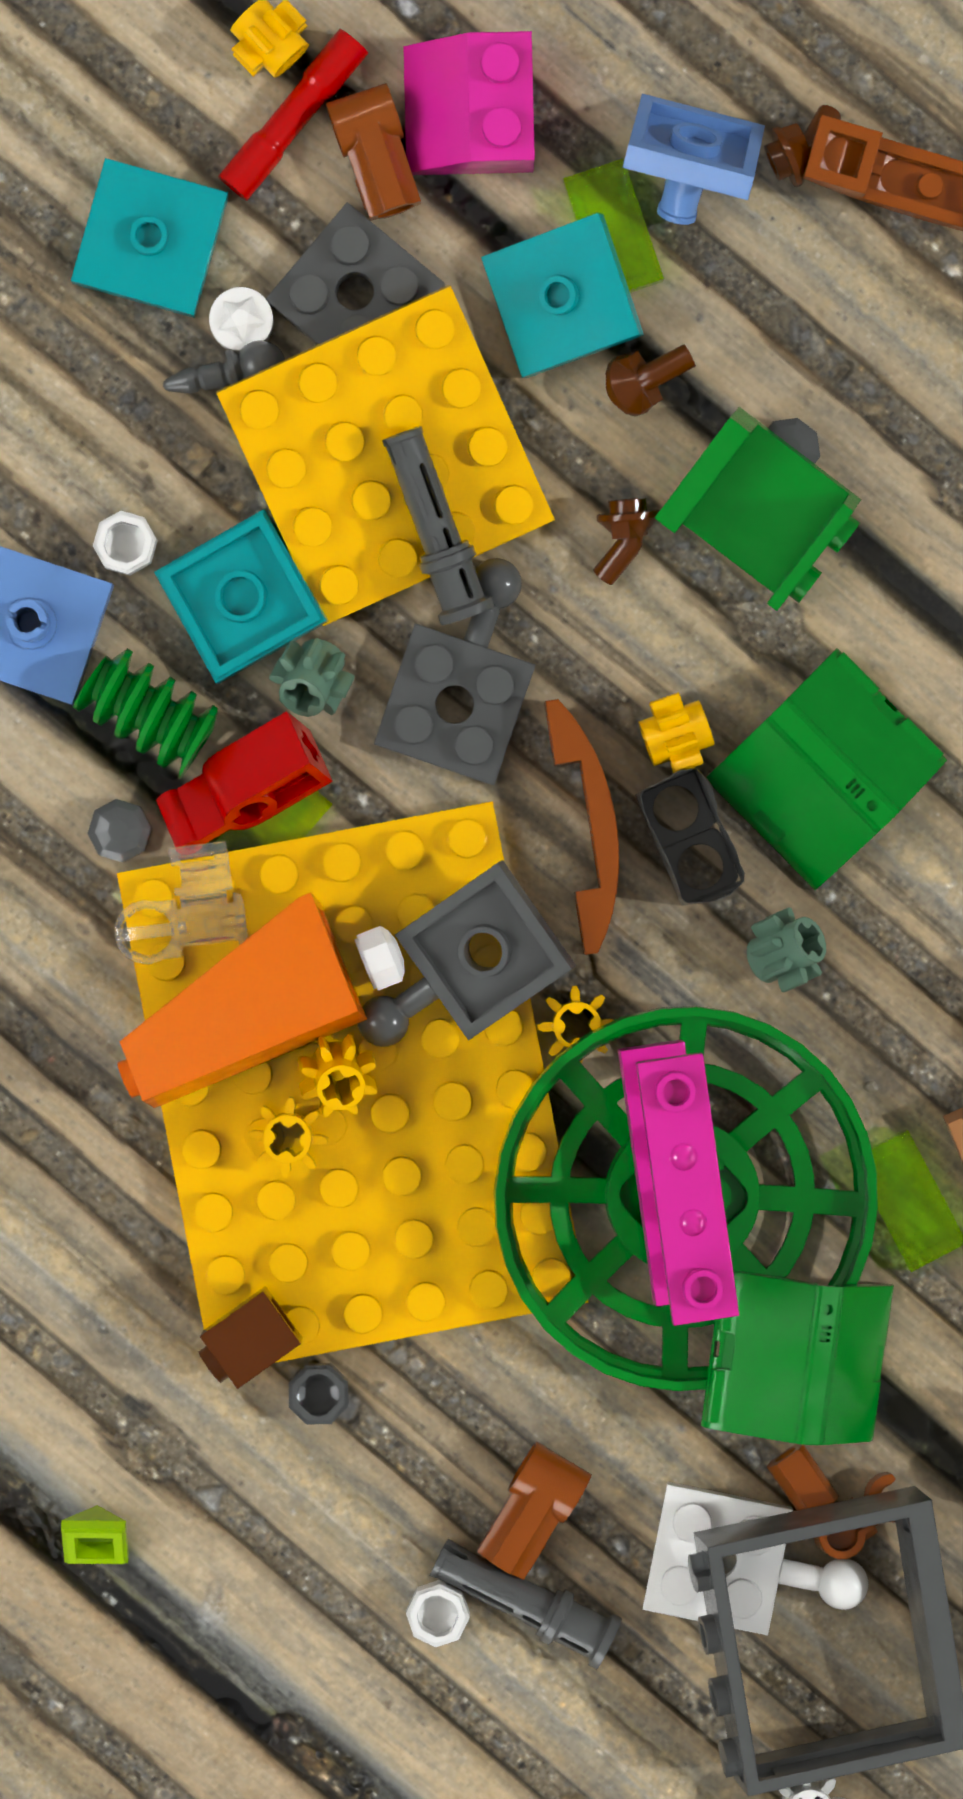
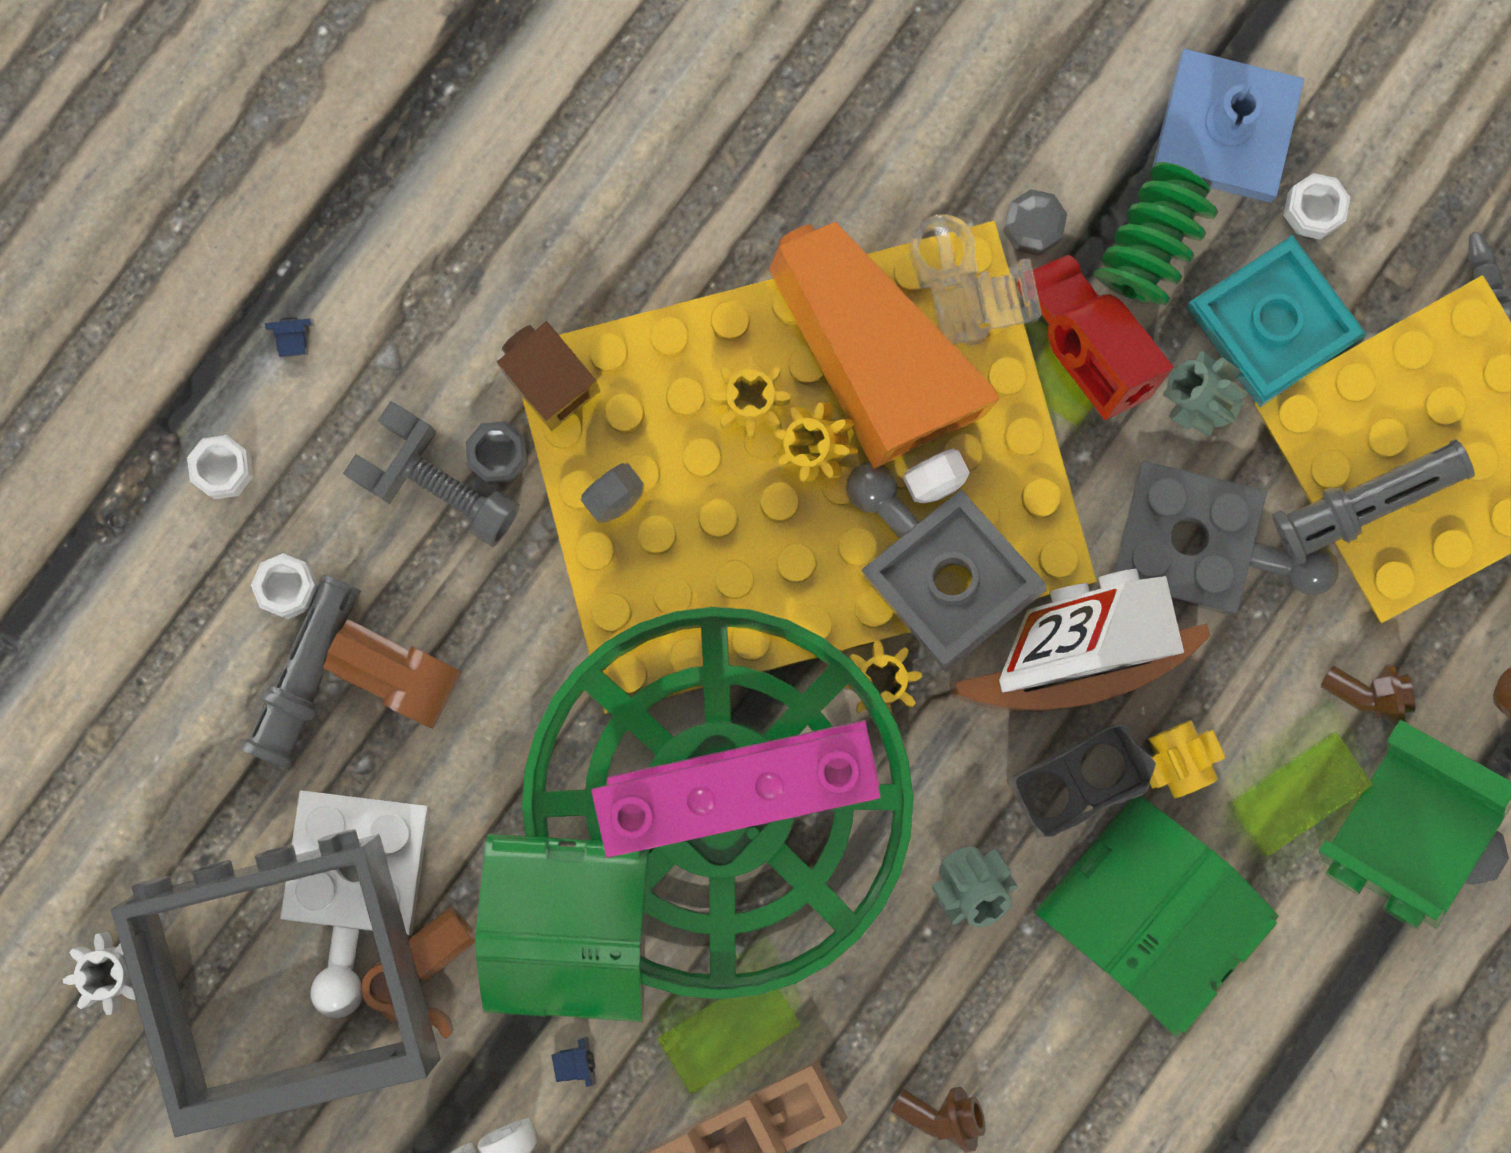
camera: 80 degrees right, 5 degrees down
(94, 1538) = (341, 245): lime slope -> none
(182, 1594) = (290, 335): none -> dark blue piece
(312, 1672) = (220, 467): none -> white tile
(374, 1280) = (613, 493): none -> dark grey tile
(380, 1405) = (490, 515): none -> dark grey bar
(547, 817) = (1093, 631): none -> white slope
(718, 616) = (1299, 793): none -> clear neon green tile
(929, 1353) = (575, 1063): none -> dark blue piece

